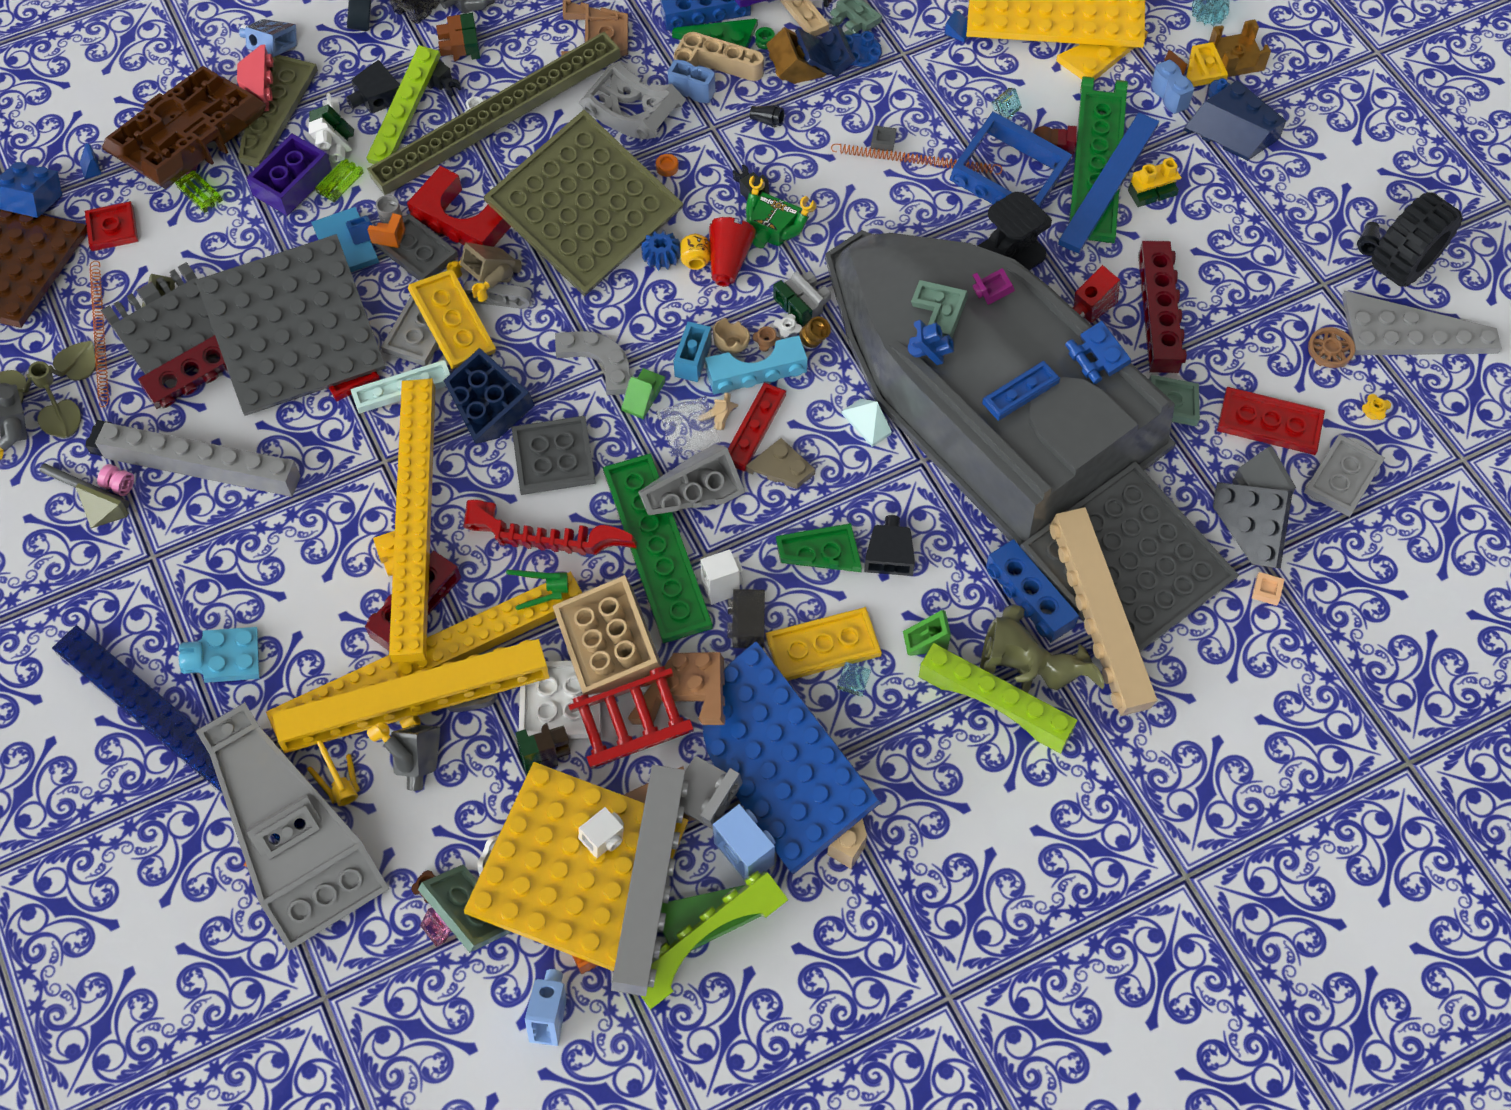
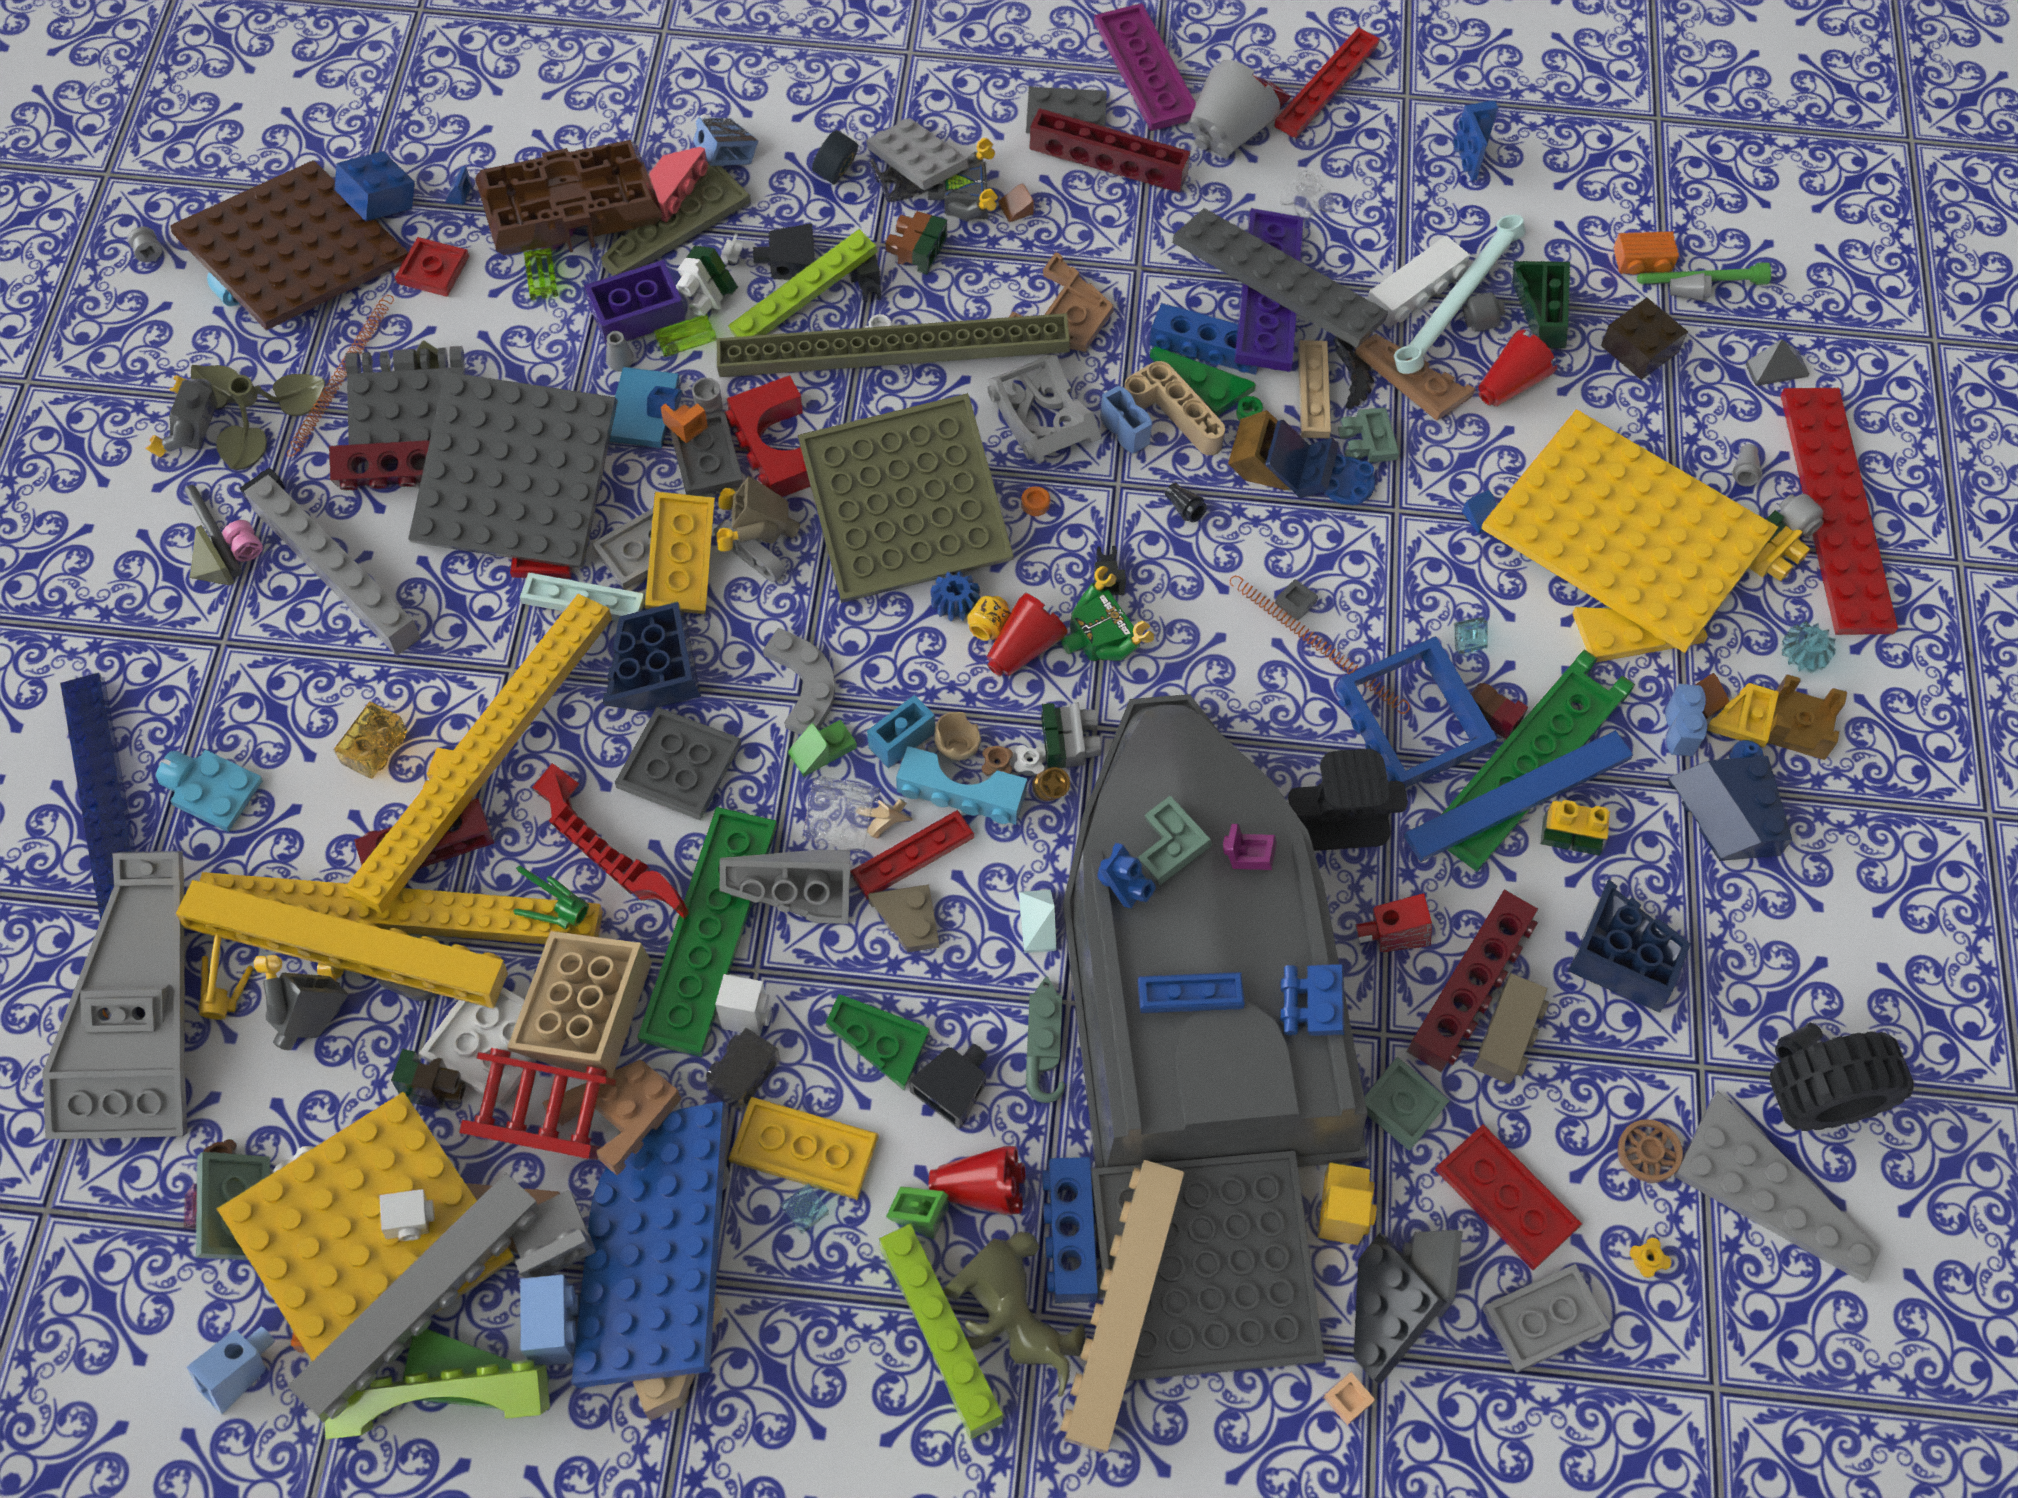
camera: 30 degrees right, 0 degrees up
(301, 213) = (618, 352): none -> light grey cone
(316, 559) = (364, 737): none -> clear yellow brick
(925, 490) = (1043, 1039): none -> sand green plate
(957, 592) = (983, 1181): none -> red cone
(1185, 477) = (1346, 1204): none -> yellow brick
(1203, 322) = (1511, 1029): none -> dark tan brick
(1239, 237) = (1629, 951): none -> dark blue wedge

